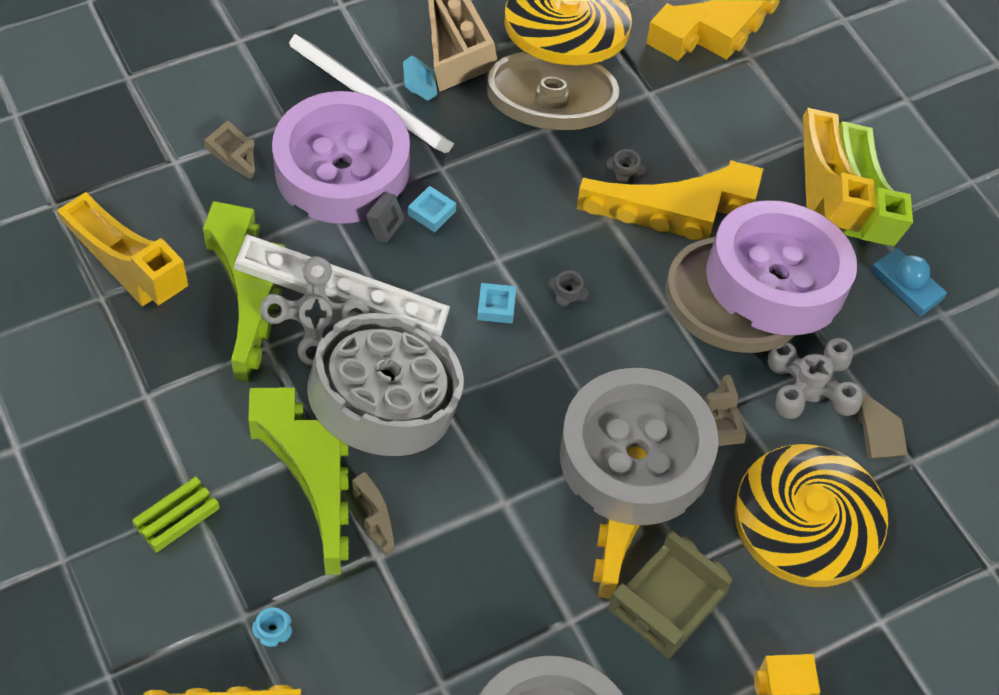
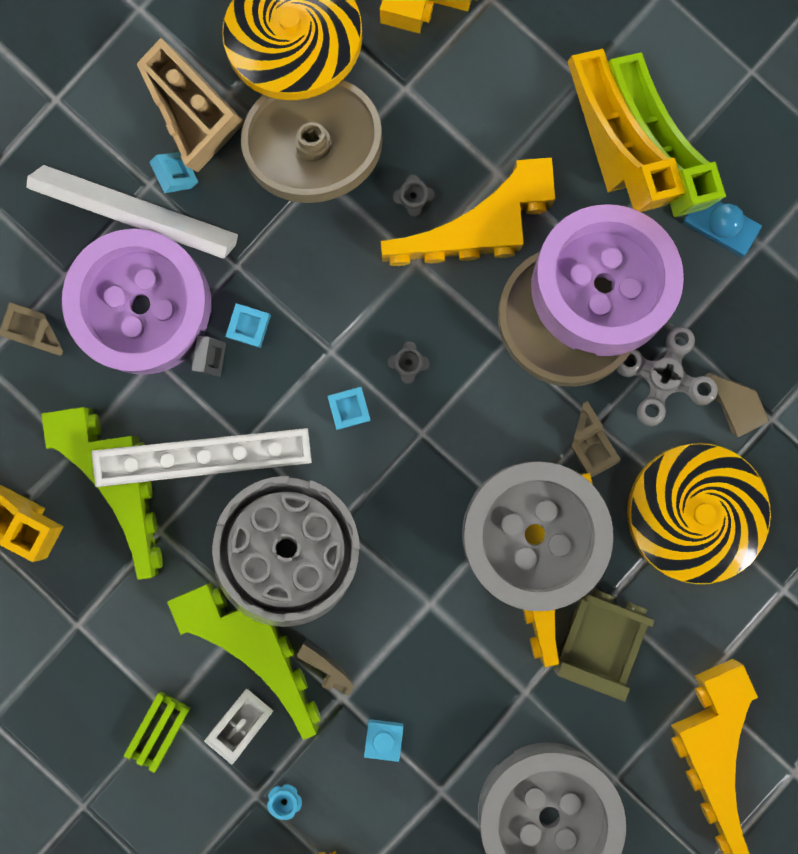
camera: 15 degrees left, 30 degrees up
(261, 533) = (238, 726): none -> white slope
(296, 309) = (188, 500): light grey gear -> none
(403, 607) = (383, 740): none -> medium azure plate

